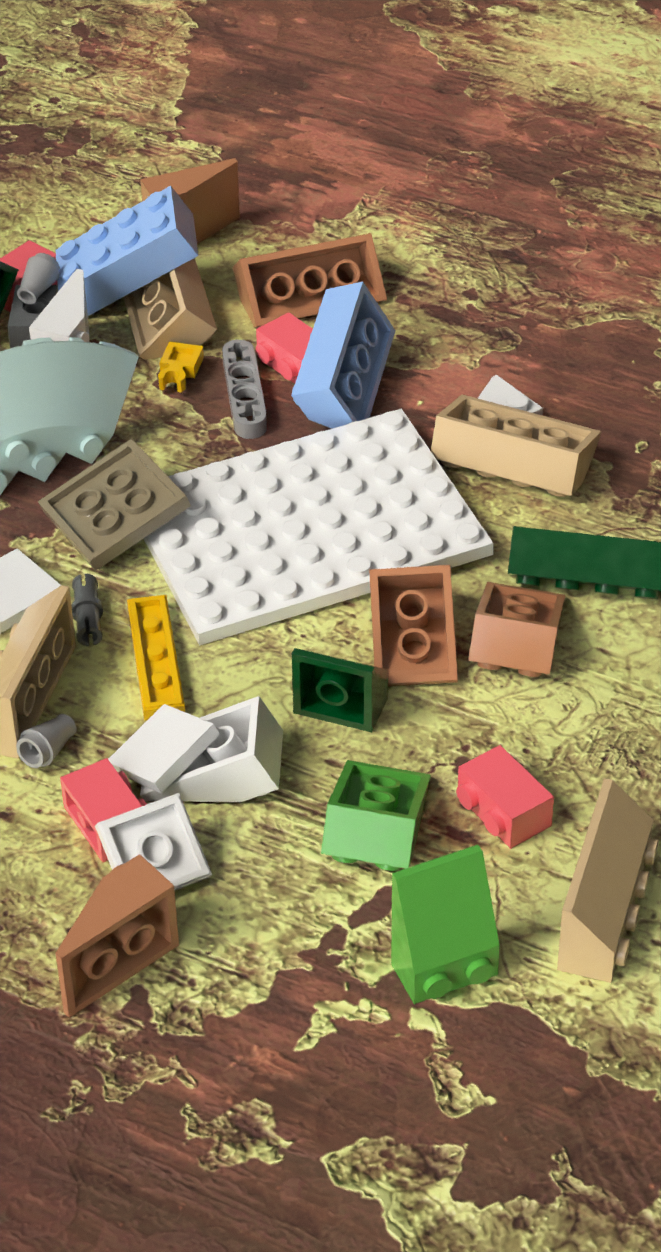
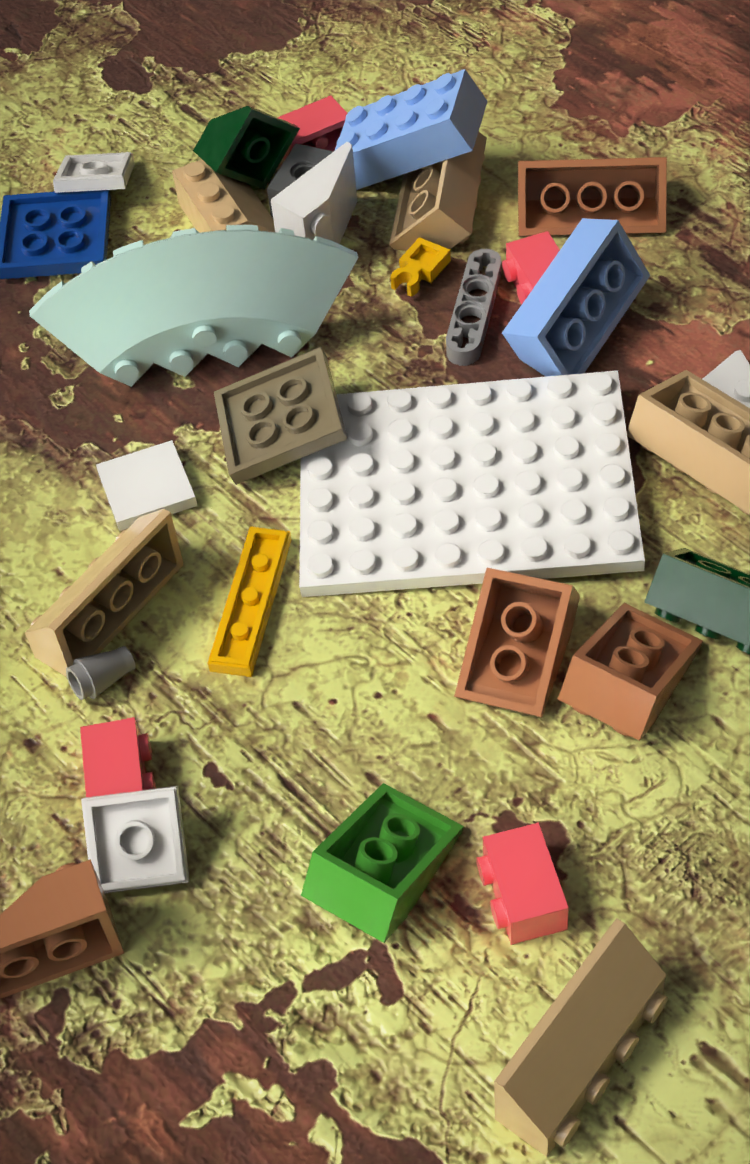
camera: 25 degrees right, 10 degrees up
(38, 276) = (313, 141): light grey cone -> none
(87, 610) = (207, 528): dark grey pin -> none
(164, 747) = (198, 719): white tile -> none
(207, 191) = (513, 81): nougat slope -> none
(238, 763) = (250, 743): white slope -> none
(338, 689) = (406, 694): dark green slope -> none
(443, 925) = (370, 1046): bright green slope -> none

